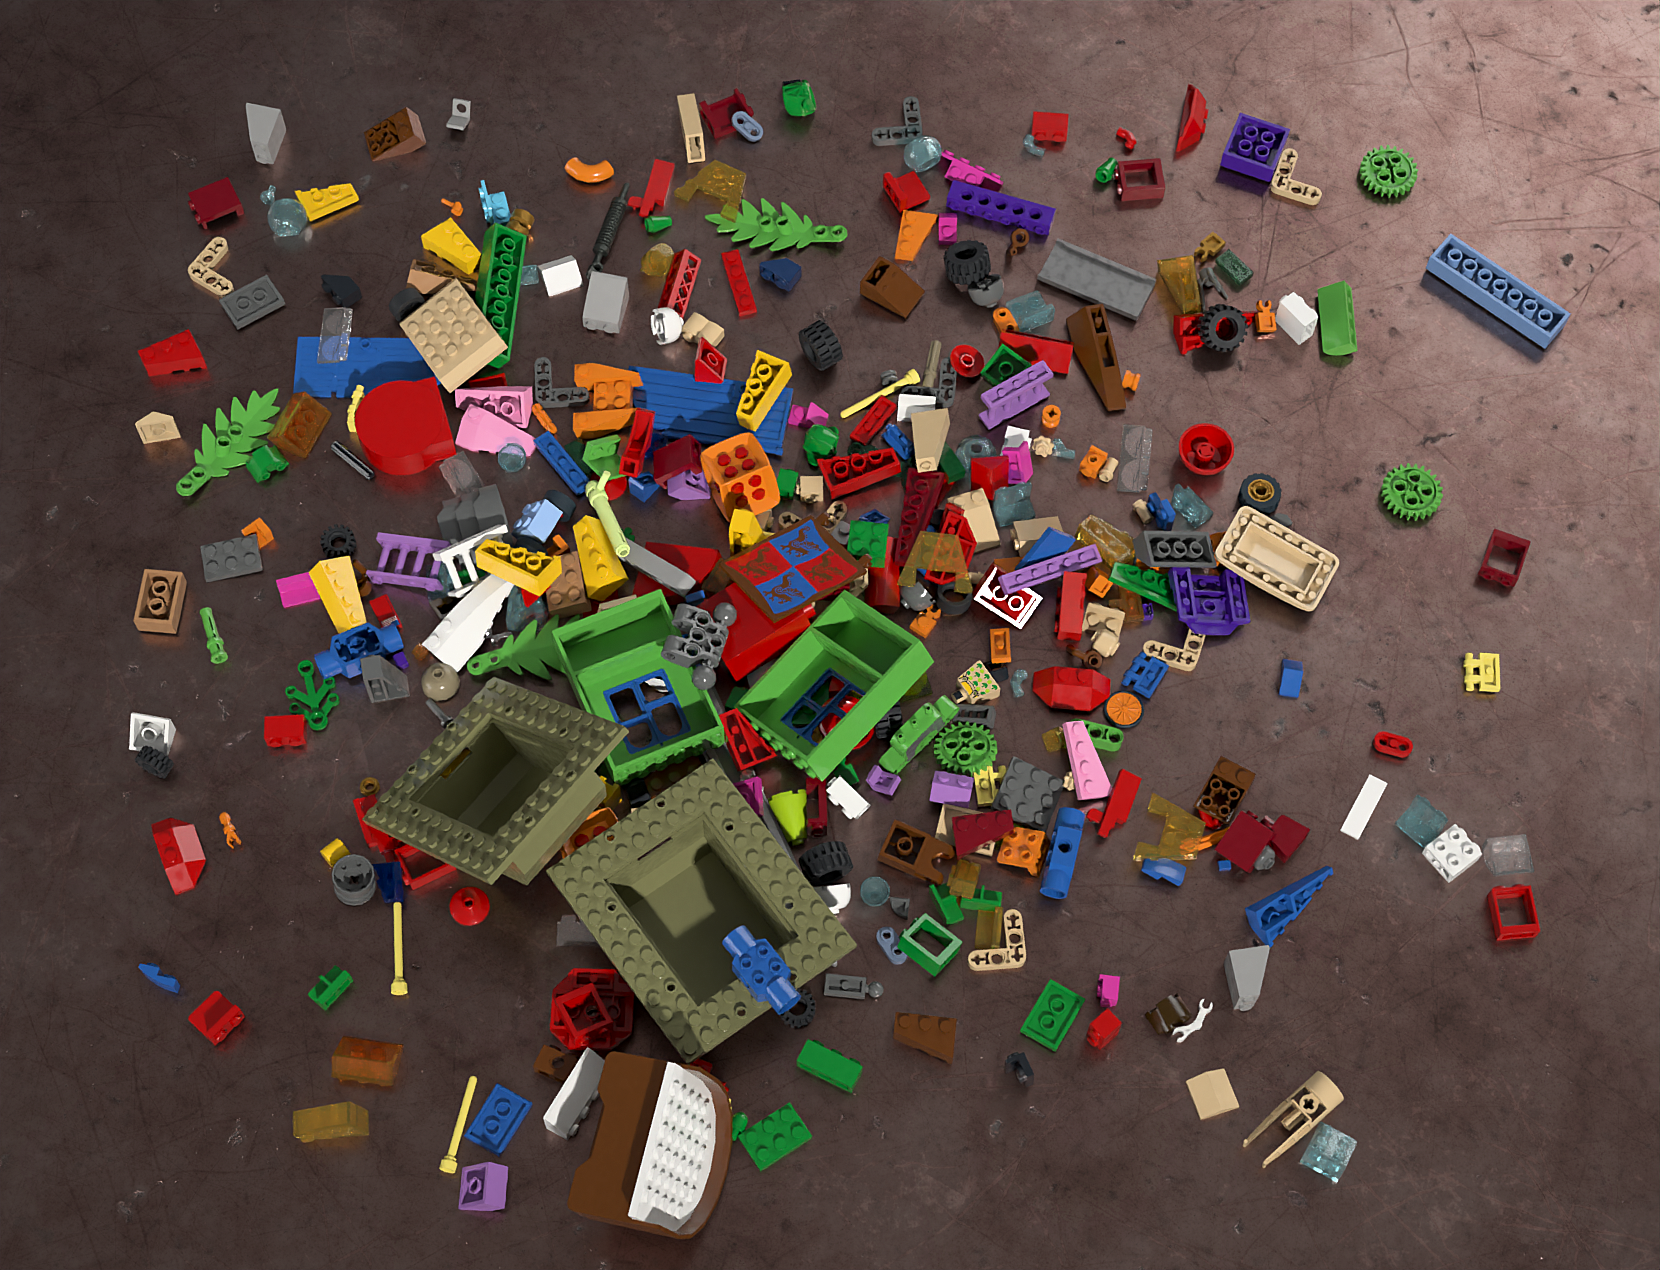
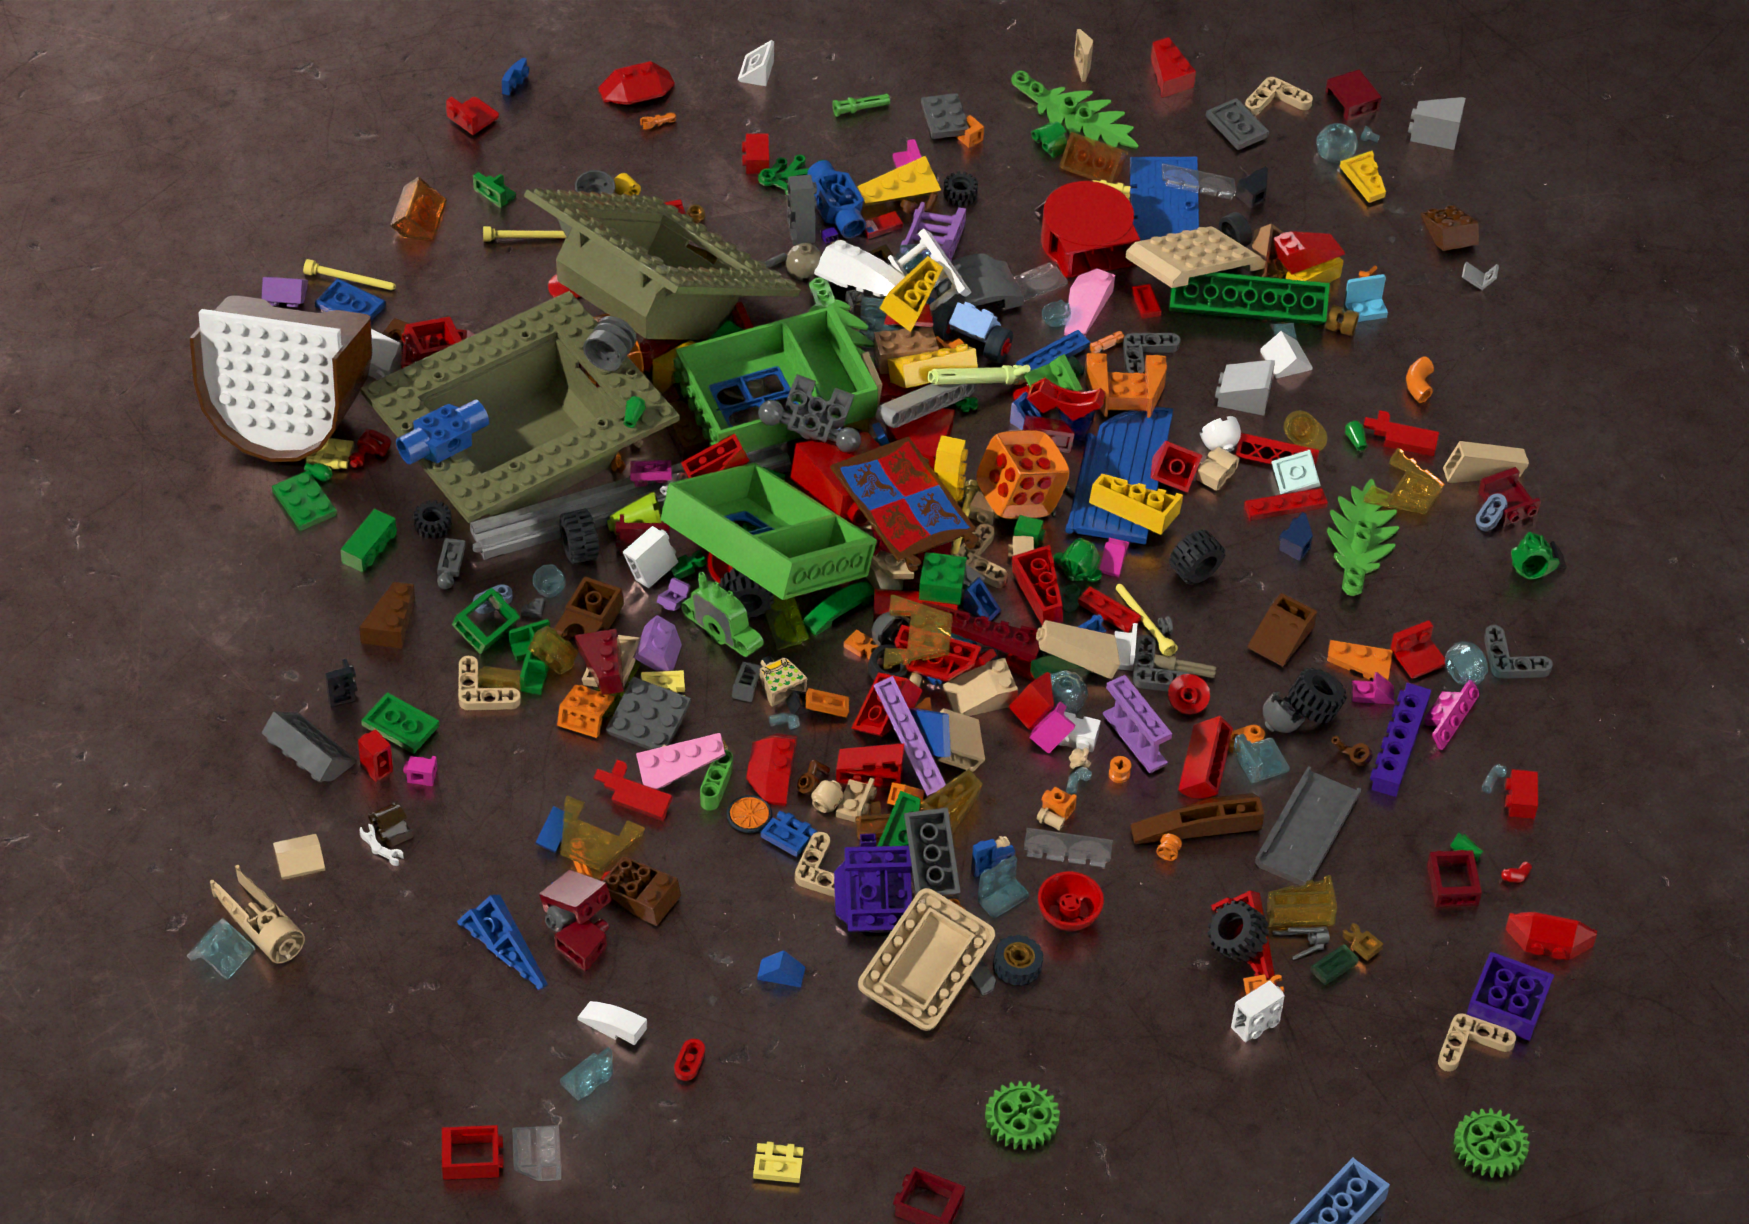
camera: 90 degrees right, 15 degrees down
(154, 762) = (726, 63): black tyre -> none
(160, 601) = (894, 63): medium nougat brick -> none
(330, 1122) = (360, 188): clear yellow wedge -> none
(446, 241) = (1306, 249): none -> red slope
(506, 402) = (1124, 308): bright pink wedge -> none
(608, 230) = (1336, 392): pearl dark grey piece -> none
(637, 815) = (609, 343): none -> dark grey wheel
(707, 270) = (1296, 473): none -> light aqua tile
(720, 794) = (634, 409): none -> green cone
(835, 896) = (546, 545): white cylinder -> none
(966, 744) = (704, 664): bright green gear -> none
(1003, 366) = (1181, 719): green brick -> none
(1013, 504) = (1002, 726): clear light blue bracket -> none
(1062, 853) = (575, 735): blue brick -> none
(1089, 1096) = (307, 746): none -> dark grey slope
(1245, 975) = (417, 883): light grey slope -> none
(1337, 319) = (1264, 1063): bright green brick -> none
(1452, 853) = (549, 1099): white brick -> none

